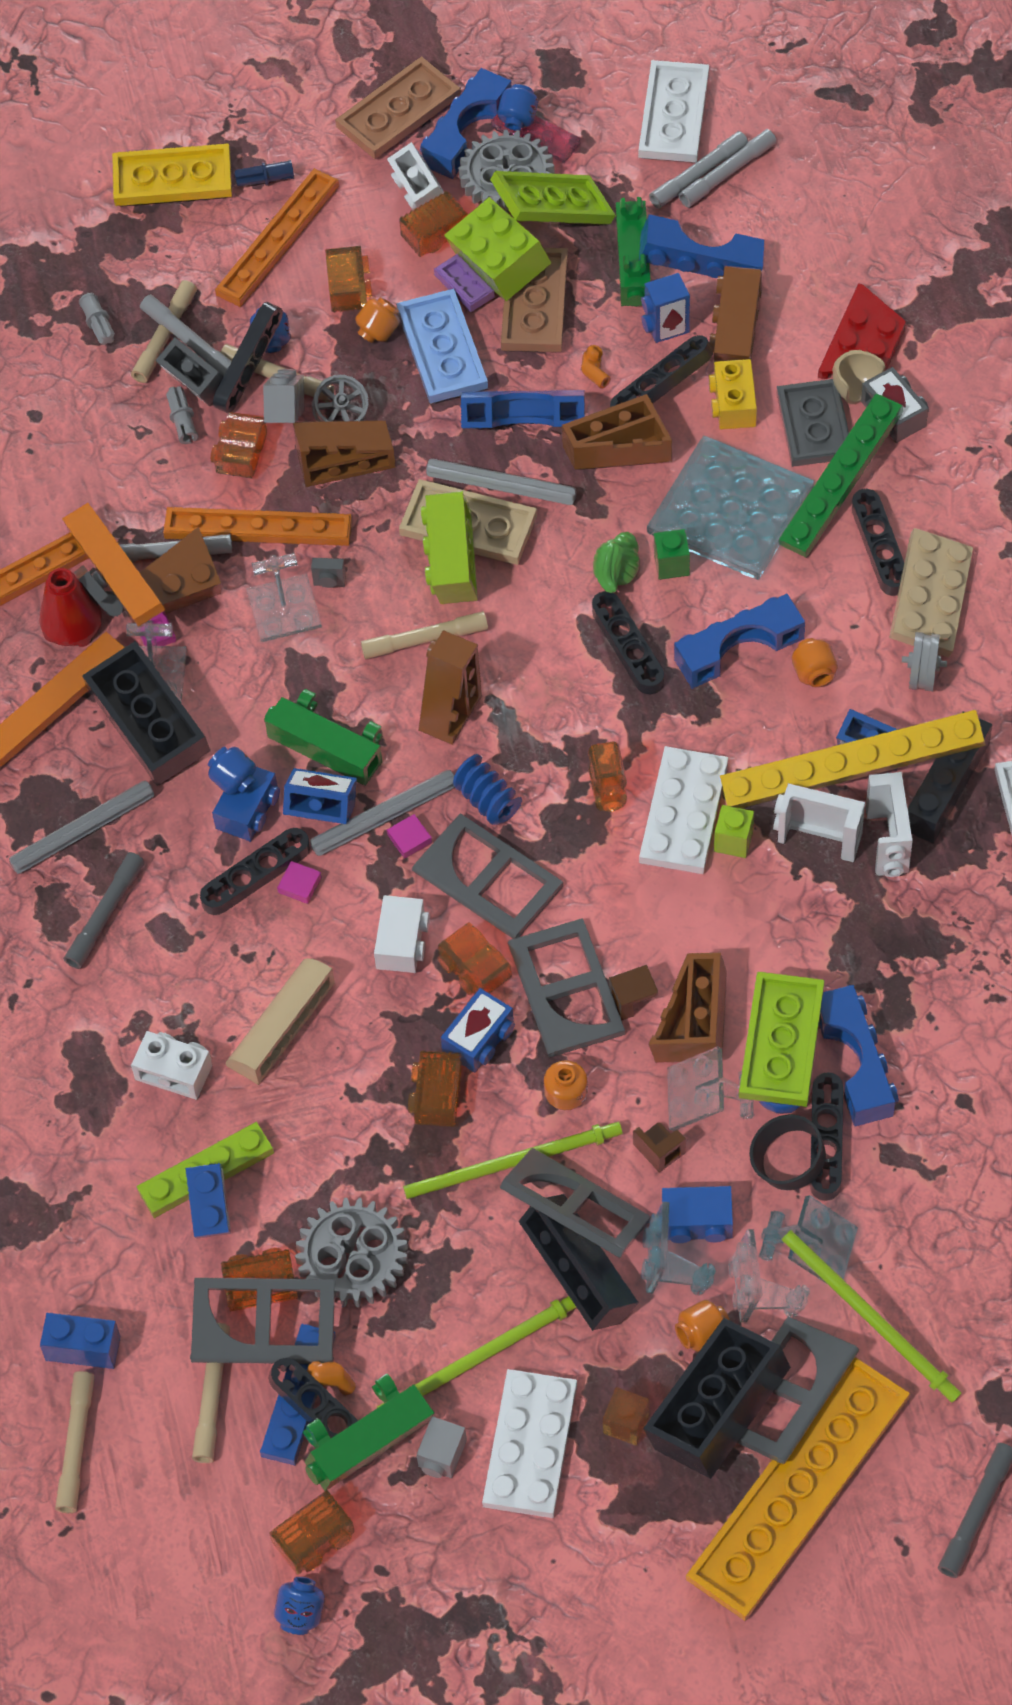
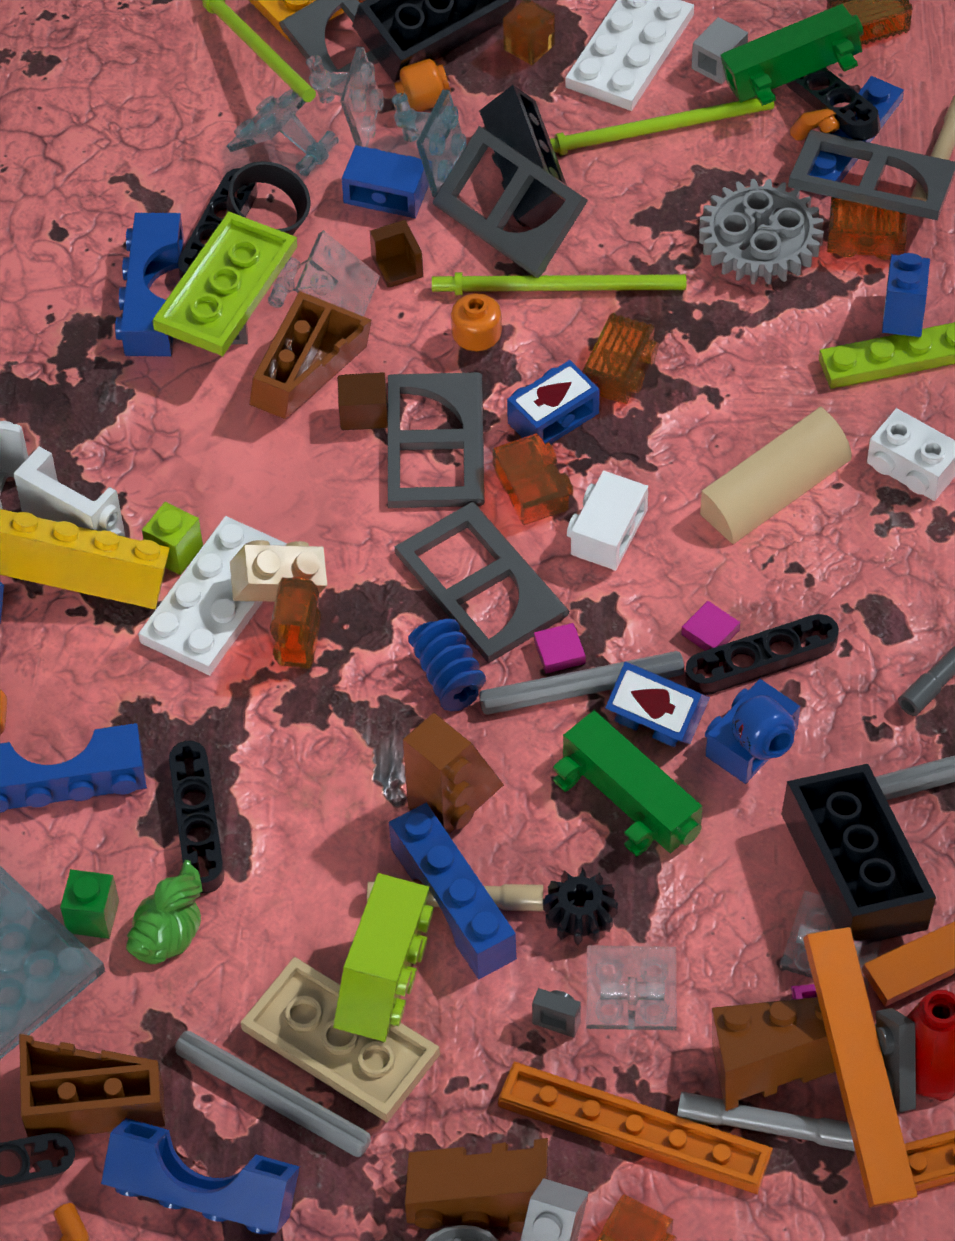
camera: 165 degrees left, 5 degrees down
(333, 645) = (571, 892): none -> black gear
(403, 609) = (472, 915): none -> blue arch
(636, 810) = (261, 566): none -> tan brick

